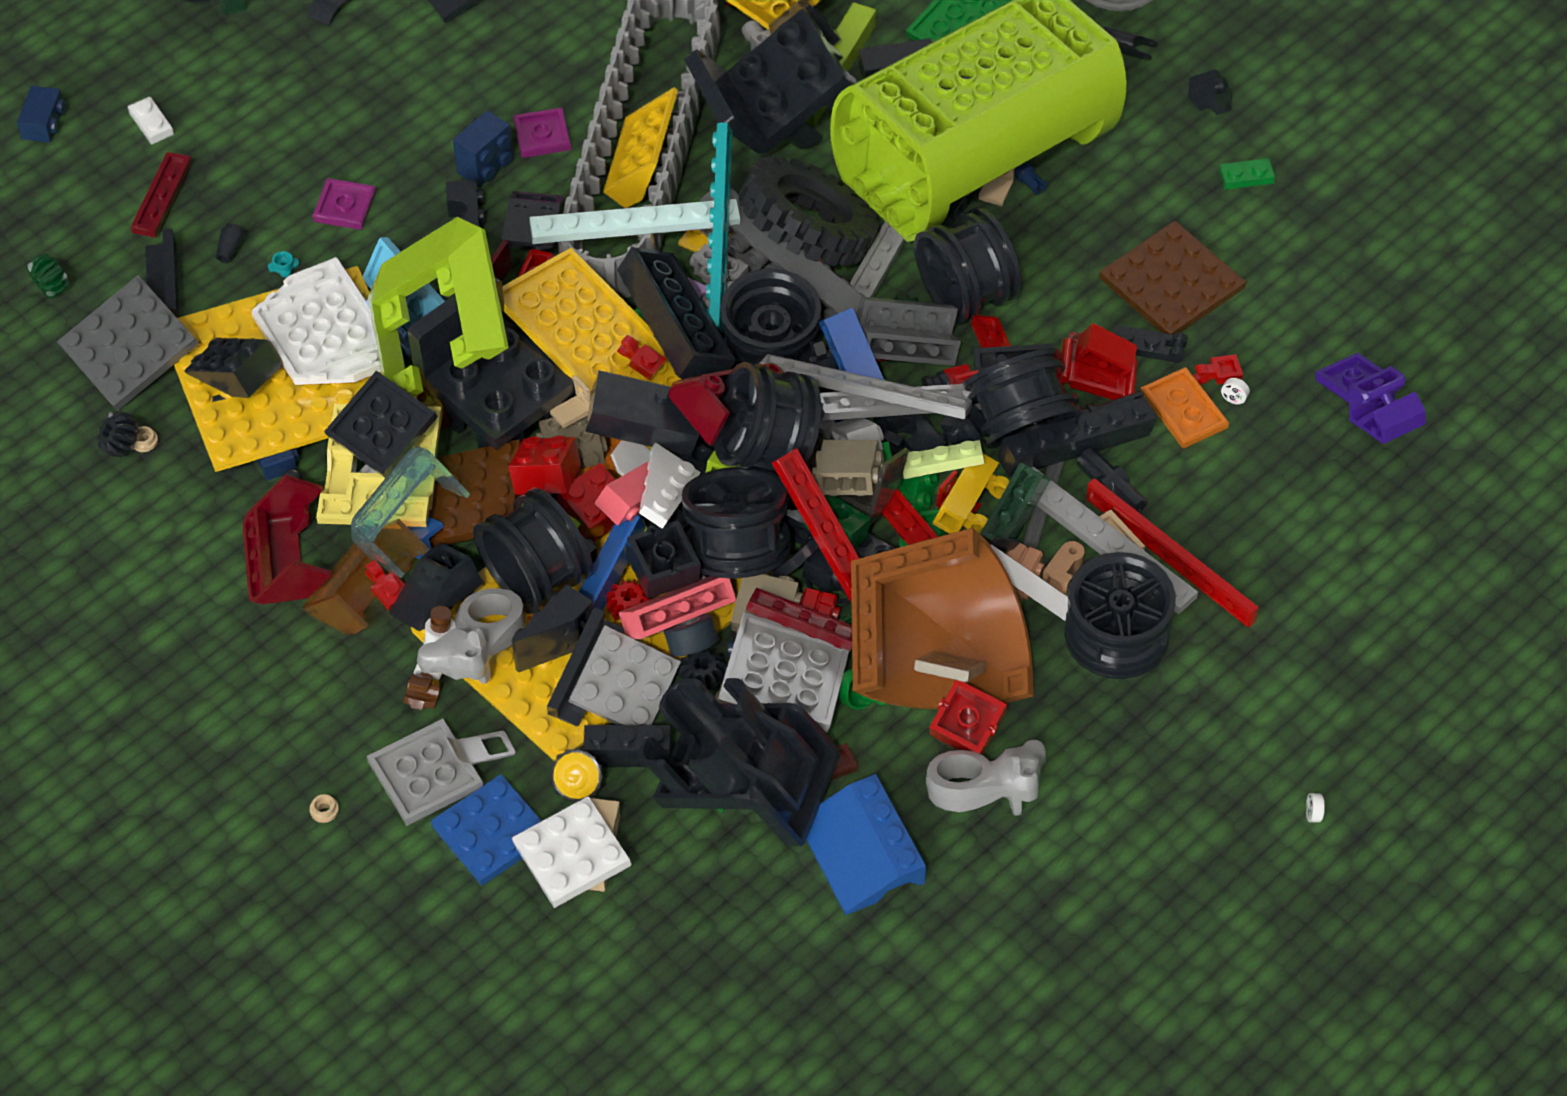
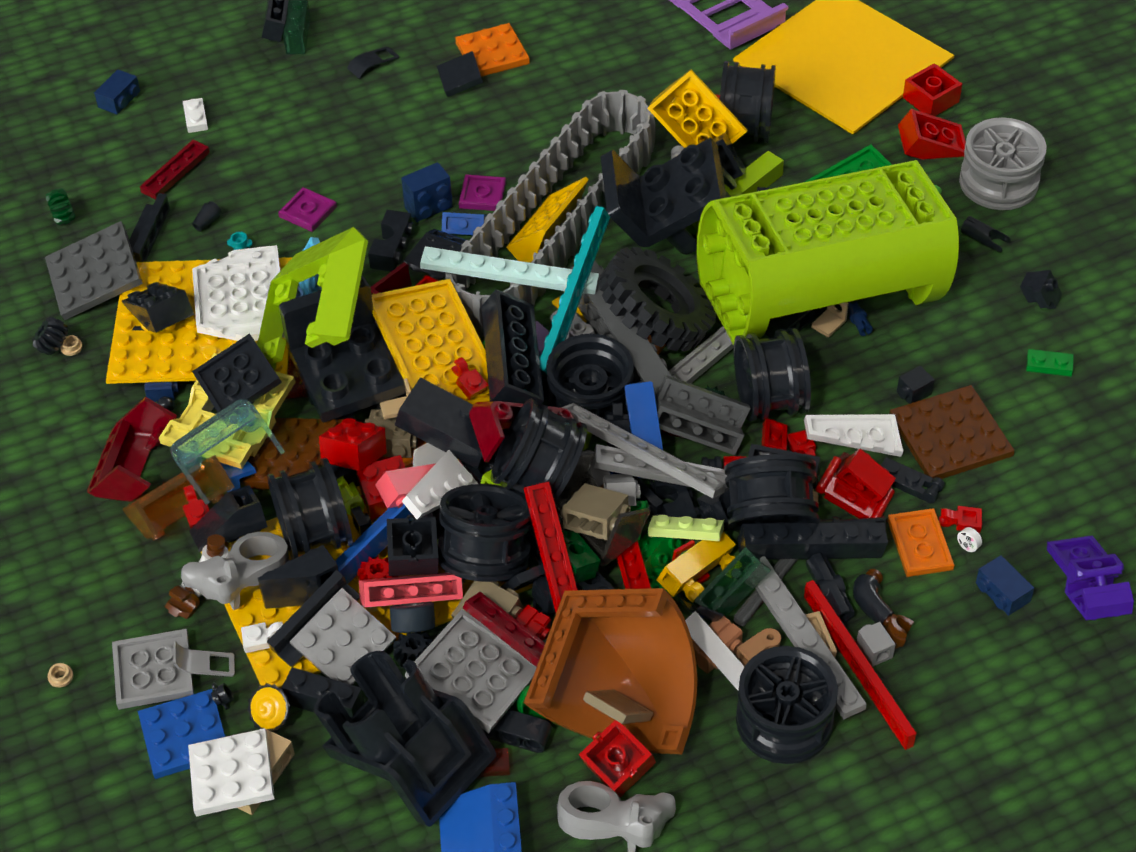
camera: 20 degrees right, 5 degrees down
(516, 777) = (222, 695): none -> black plate
(528, 705) = (257, 635): none -> white plate
(538, 175) = (461, 222): none -> blue panel
(857, 722) = (521, 731): none -> black beam
(1021, 333) = (799, 443): none -> red plate
(1075, 304) = (862, 432): none -> white wing
(1117, 236) = (915, 385): none -> black brick
(1154, 481) = (866, 594): none -> black piece
(1181, 526) = (875, 643): none -> light grey brick
(1288, 429) = (1004, 585): none -> dark blue brick

